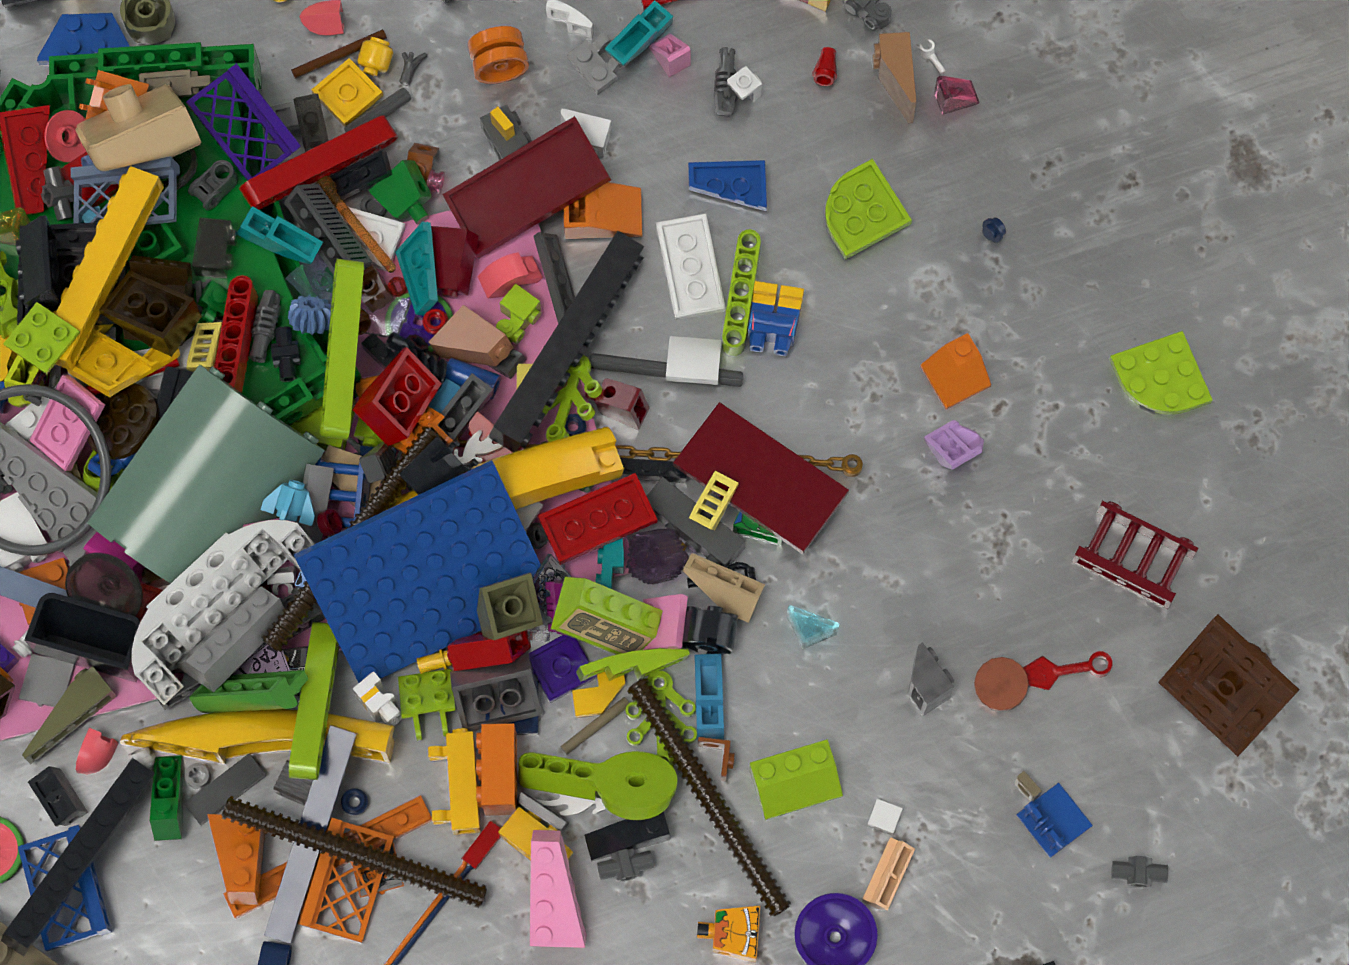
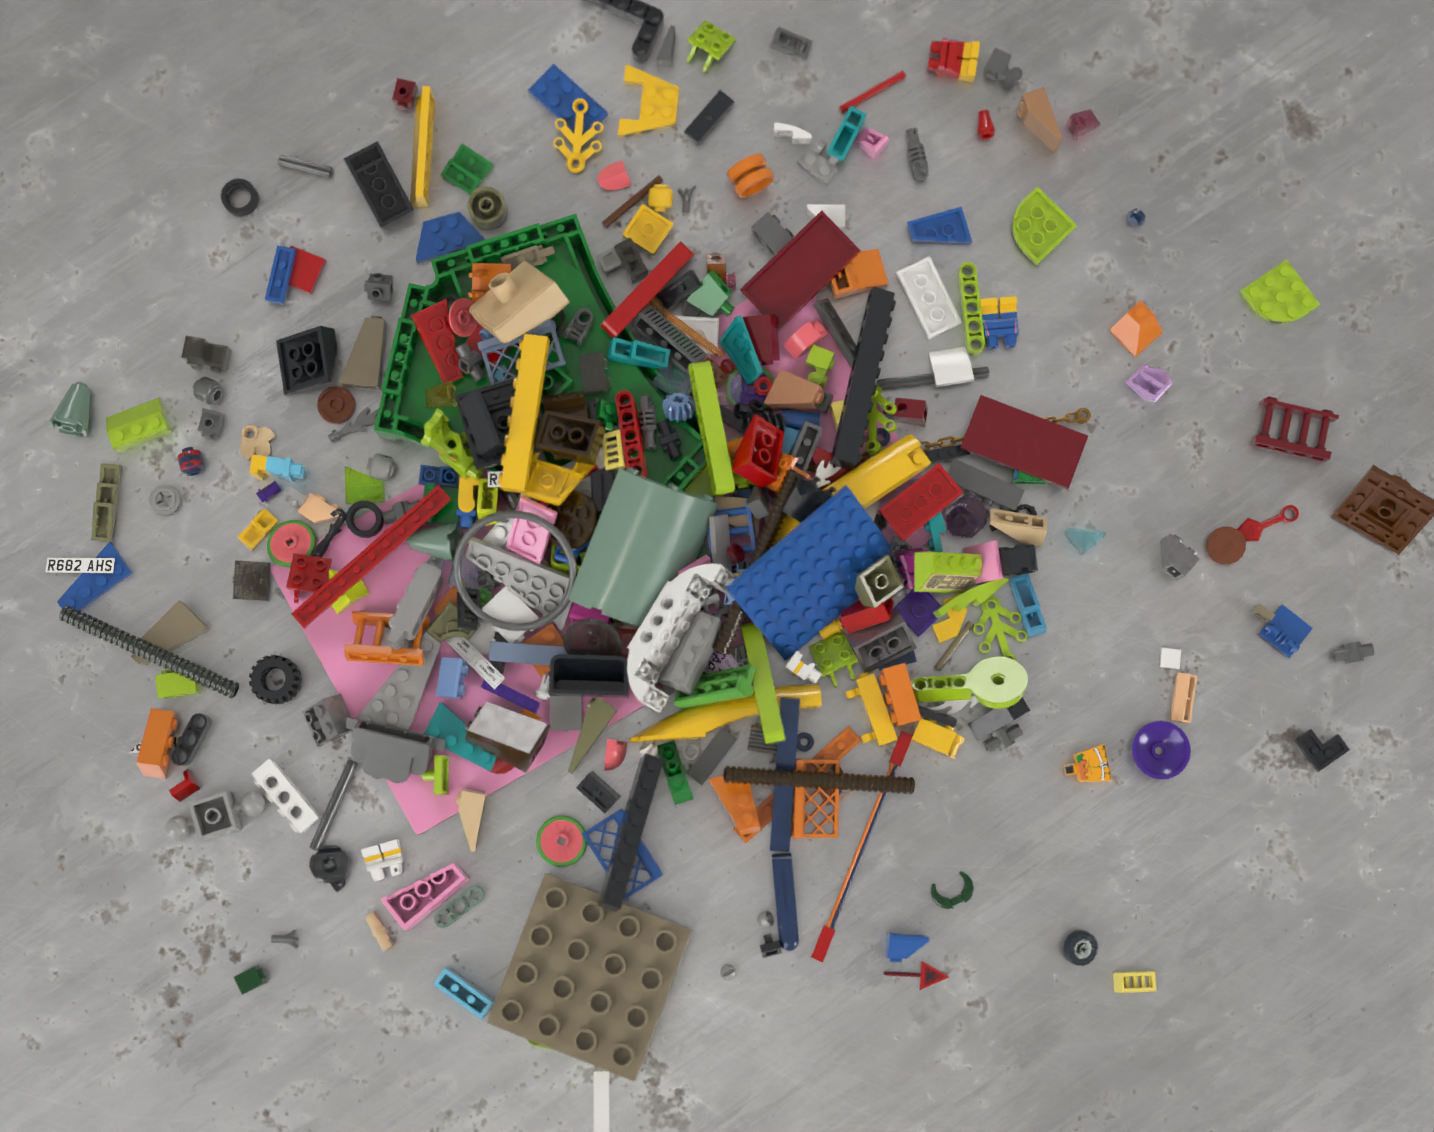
camera: 15 degrees left, 10 degrees up
(41, 338) = (501, 477): lime plate -> none
(260, 109) = (598, 263): dark purple fence -> none
(291, 501) = (706, 546): medium azure brick -> none
(384, 108) = (674, 238): dark grey axle -> none
(502, 123) = (771, 228): yellow tile -> none
(553, 900) = (963, 777): bright pink wedge -> none
(708, 796) = (1048, 677): dark brown piece -> none
(717, 514) = (999, 485): light yellow slope -> none
(728, 758) = (1052, 645): dark orange bracket -> none
(746, 84) = (933, 153): white bracket -> none
(796, 779) = (1103, 649): lime slope -> none
(930, 54) = (1052, 97): white hand -> none

